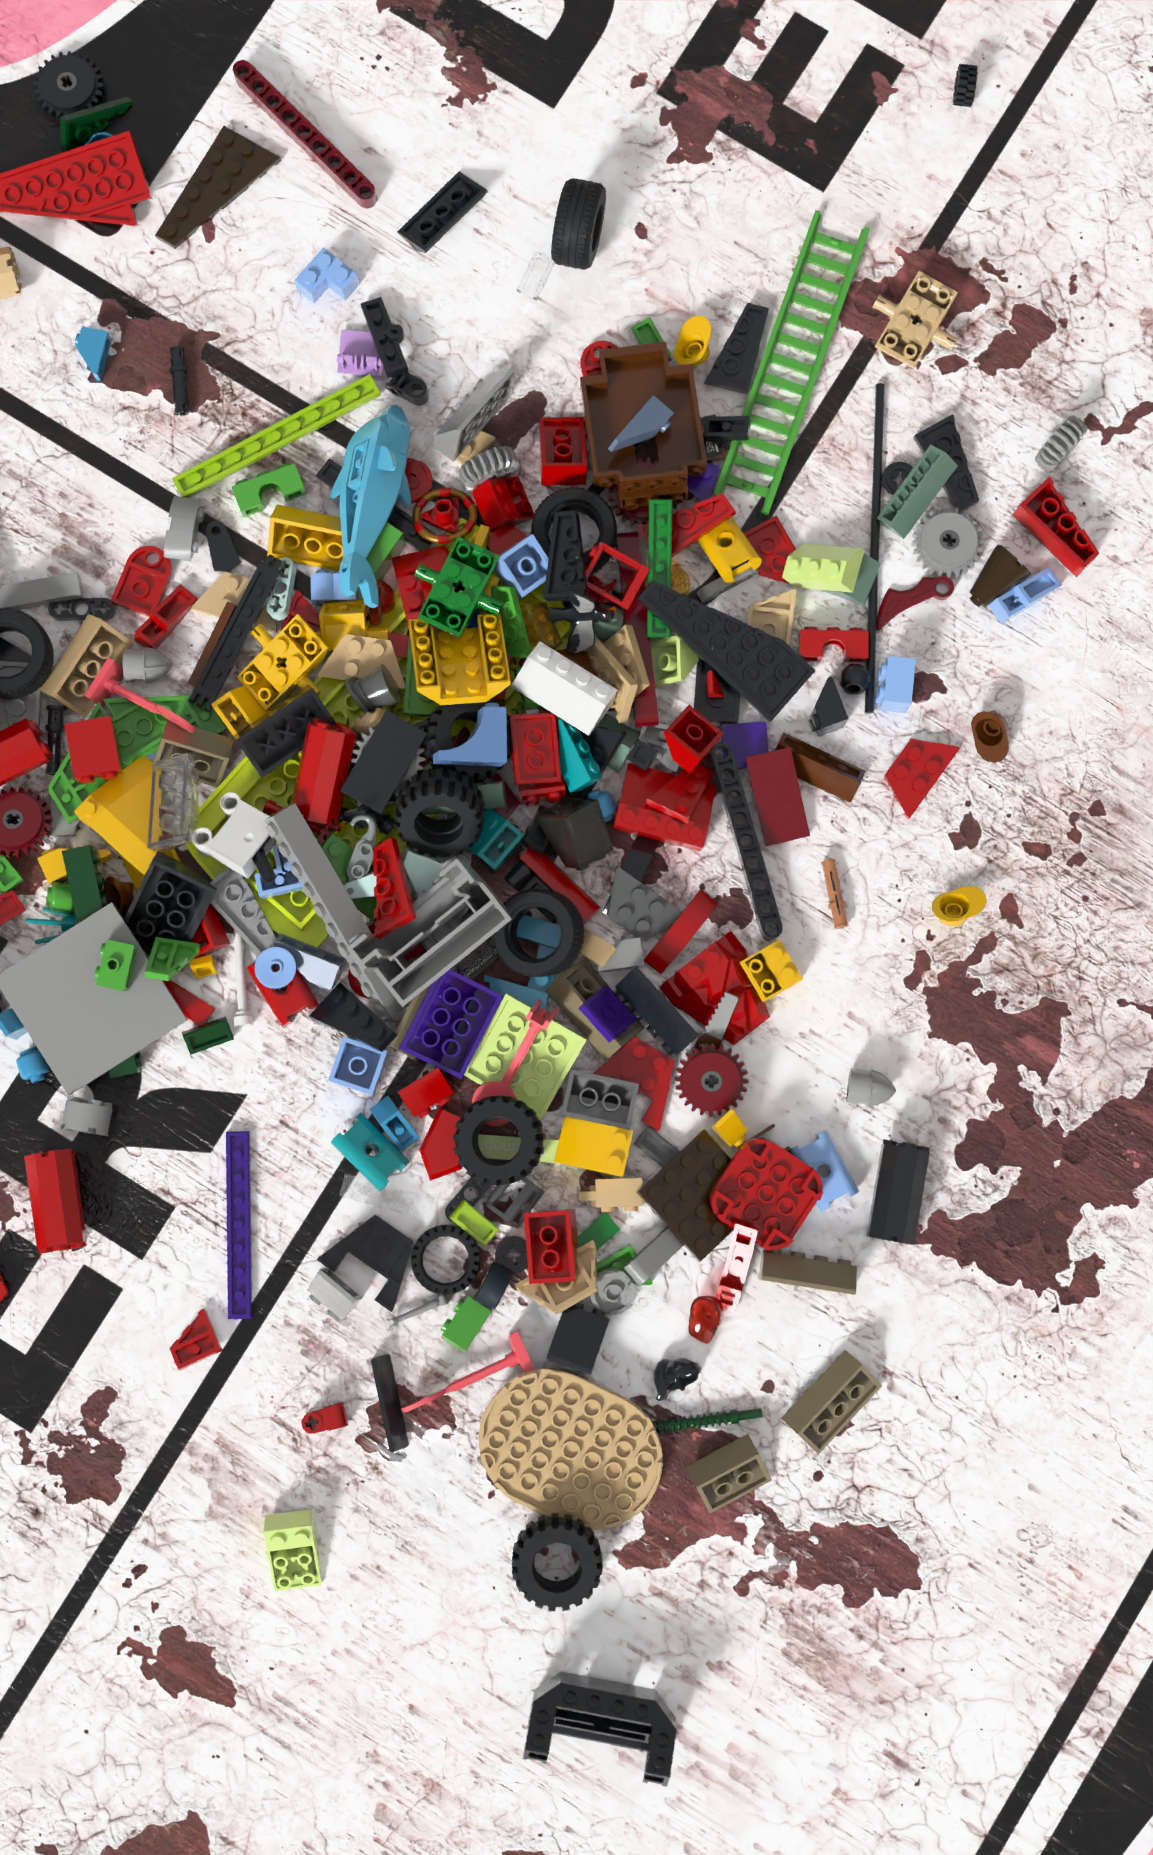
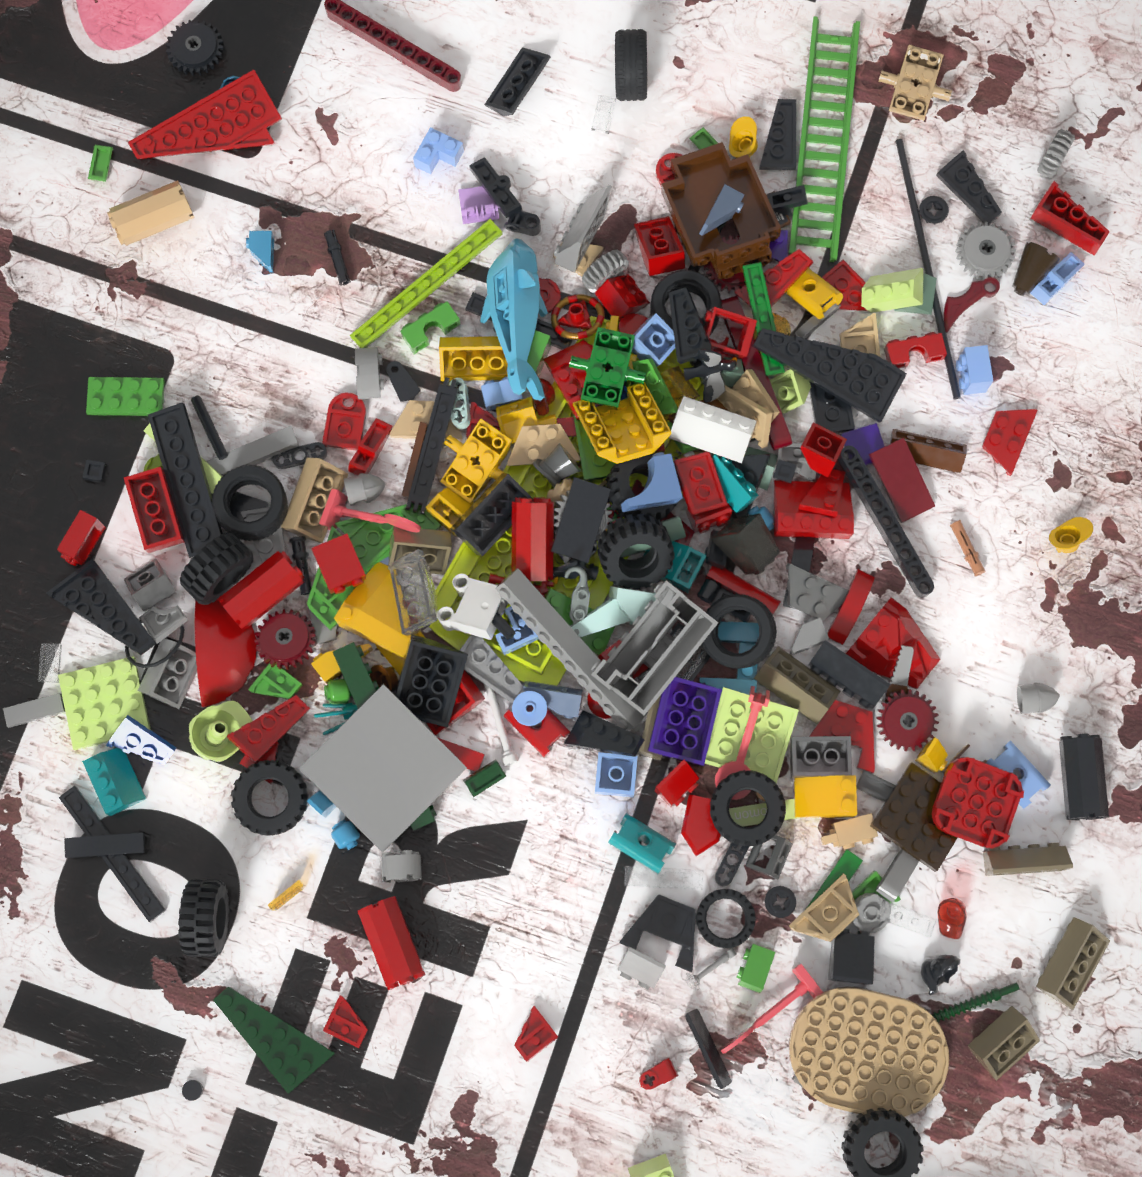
camera: 10 degrees left, 5 degrees down
(81, 125) = (213, 74): dark green wing -> none
(116, 965) = (399, 734): bright green brick -> none
(169, 958) = (441, 719): bright green wing -> none
(203, 967) = (467, 722): yellow tile -> none
(219, 179) = (331, 95): dark brown wing -> none
(238, 1225) = (546, 929): dark purple tile -> none
(392, 889) = (613, 622): red wing -> none
(394, 1123) = (656, 815): dark azure slope -> none
(474, 1223) = (741, 882): lime tile -> none
(493, 1285) = (771, 930): black wheel -> none
(551, 1245) = (811, 886): red slope -> none
(596, 948) = (788, 635): tan tile -> none
(607, 1013) = (810, 684): dark purple tile -> none
(713, 687) = (828, 404): red slope -> none
(737, 1265) = (967, 867): slope -> none
(771, 971) = (934, 620): yellow slope -> none
(828, 711) = (925, 402): black slope -> none
(854, 679) = (939, 373): black piece -> none
(917, 491) = (951, 215): sand green brick -> none
(990, 735) = (1060, 394): reddish brown piece -> none

